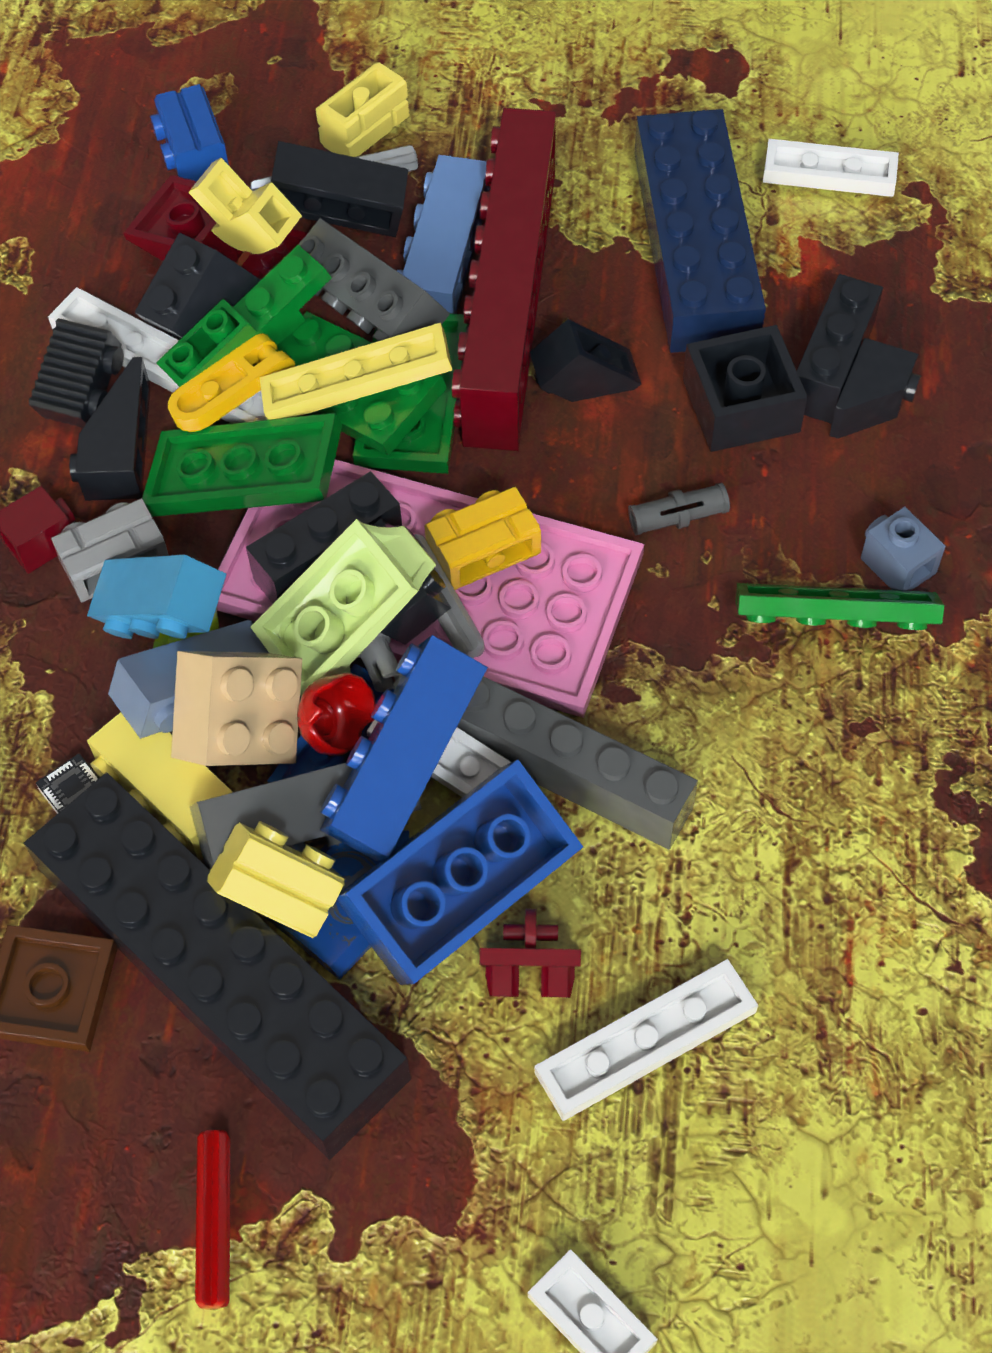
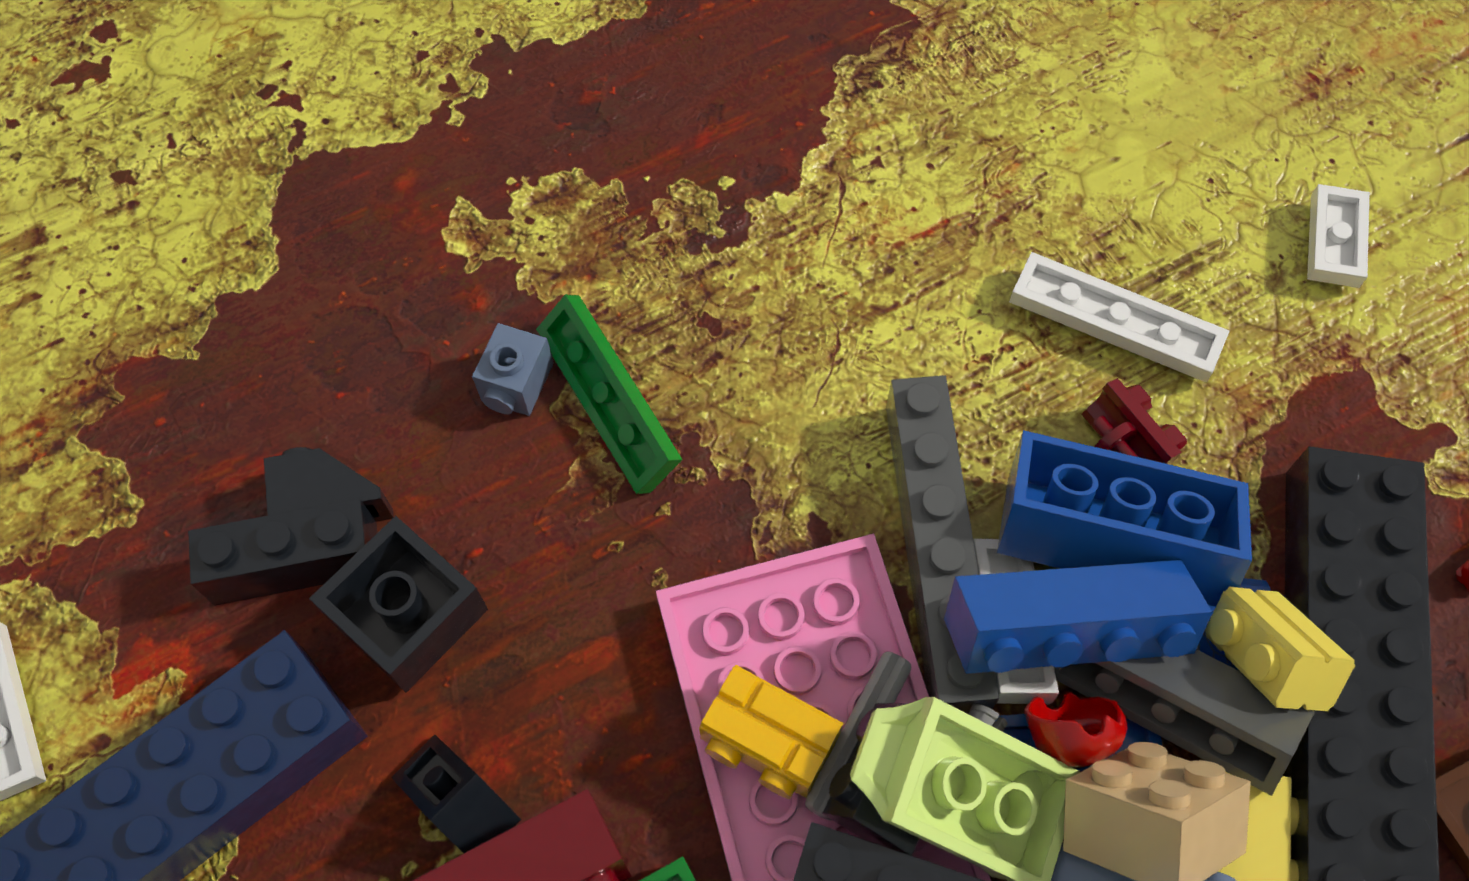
camera: 125 degrees left, 5 degrees up
(709, 502) = (583, 594): dark grey pin -> none

